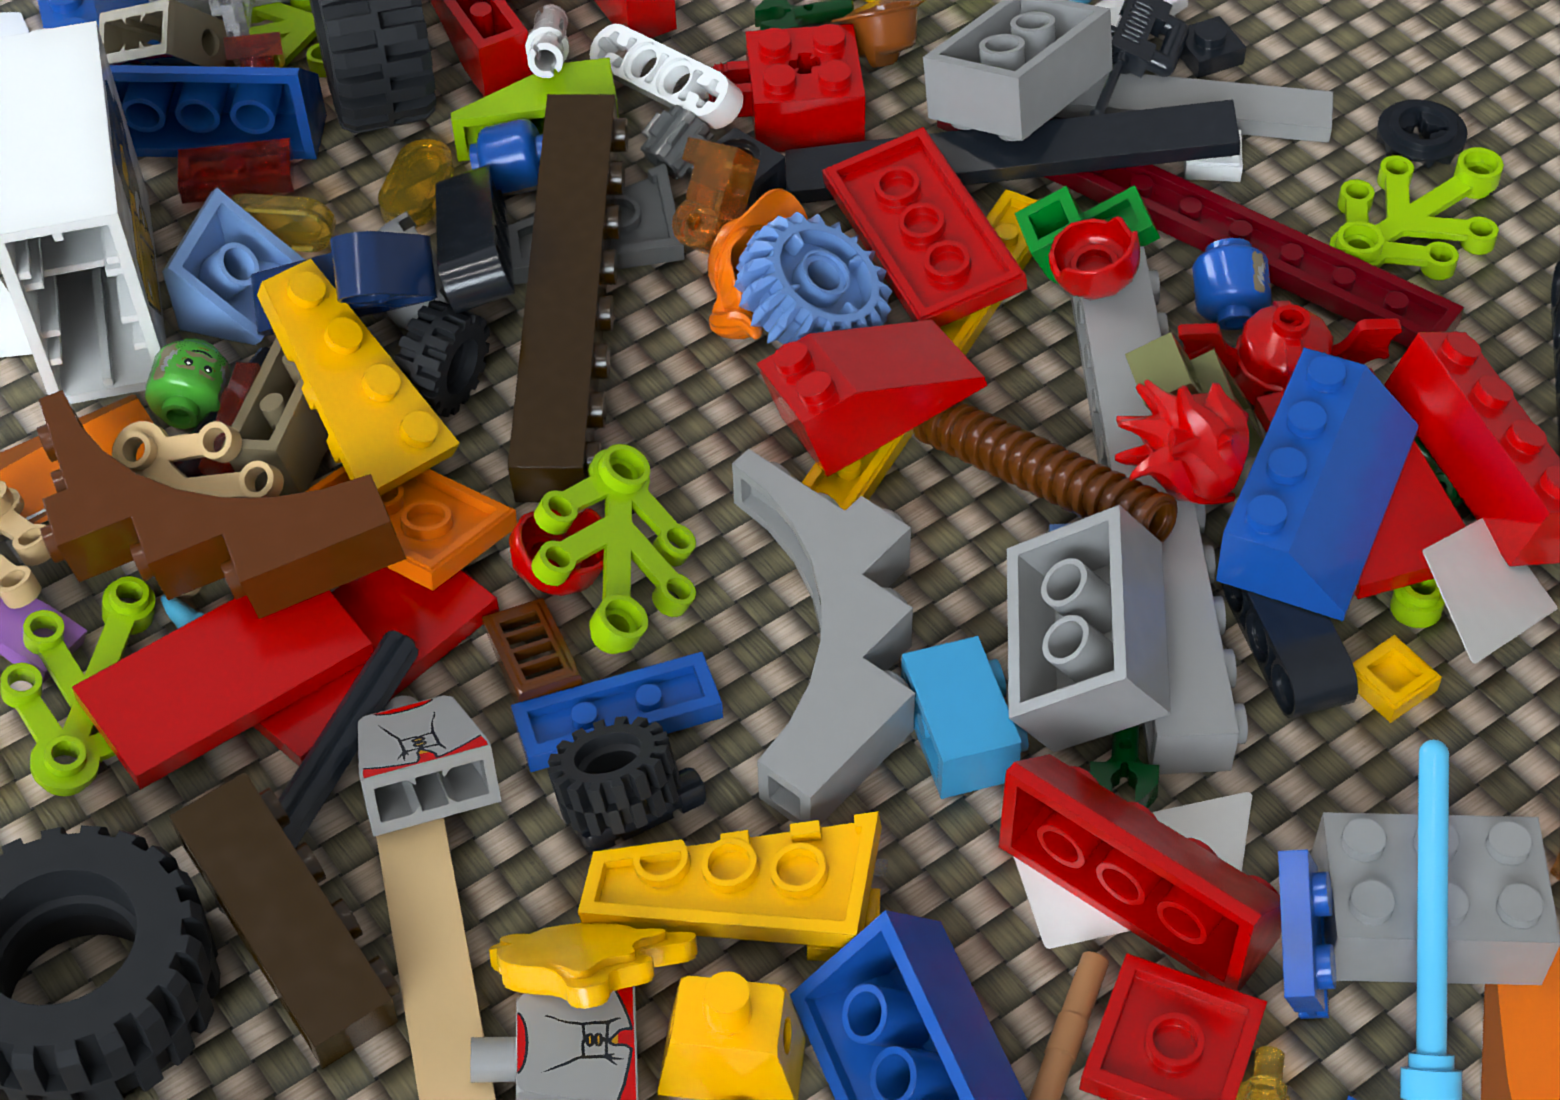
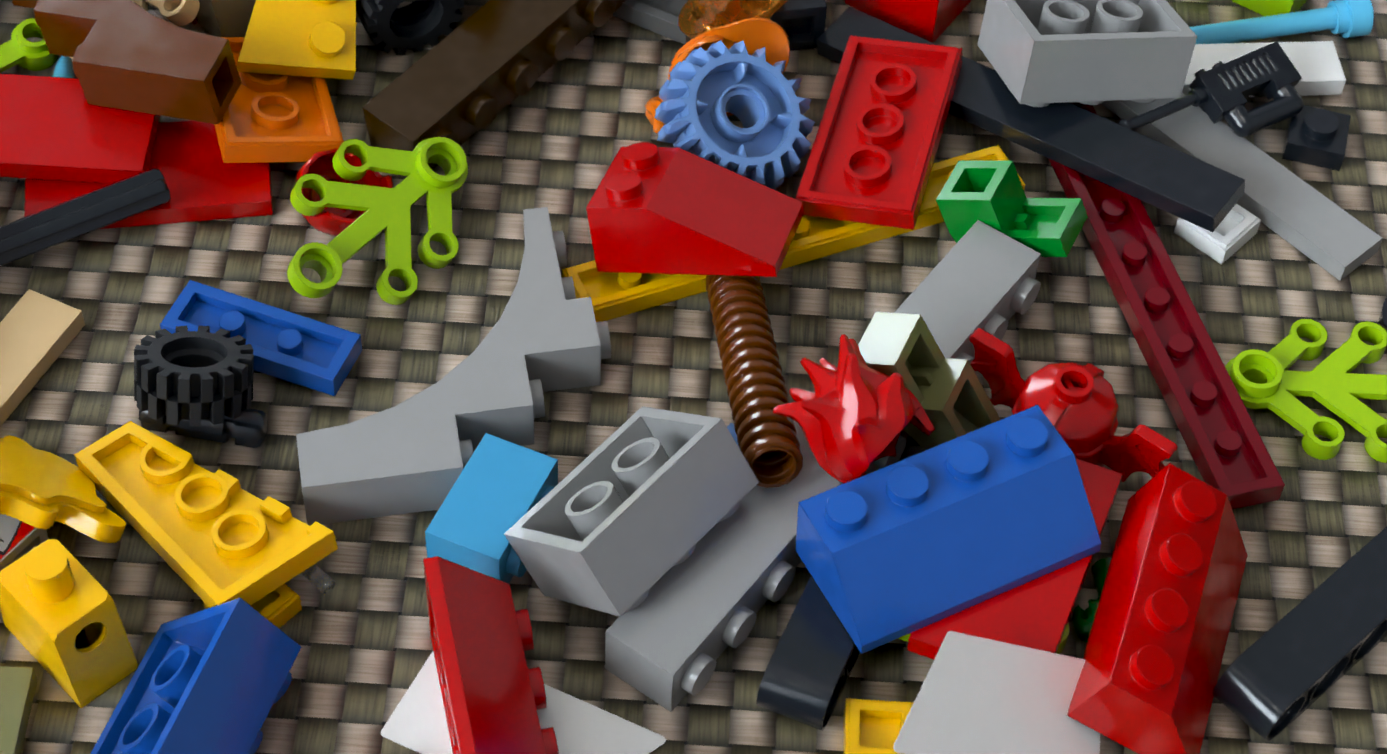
camera: 35 degrees right, 0 degrees up
(423, 763) = (77, 275): light grey torso -> none
(567, 673) = (262, 277): reddish brown slope -> none
(1095, 257) = (968, 231): red hair -> none
(1126, 764) = (558, 642): dark green bar -> none
(1231, 282) = (1099, 330): blue head -> none

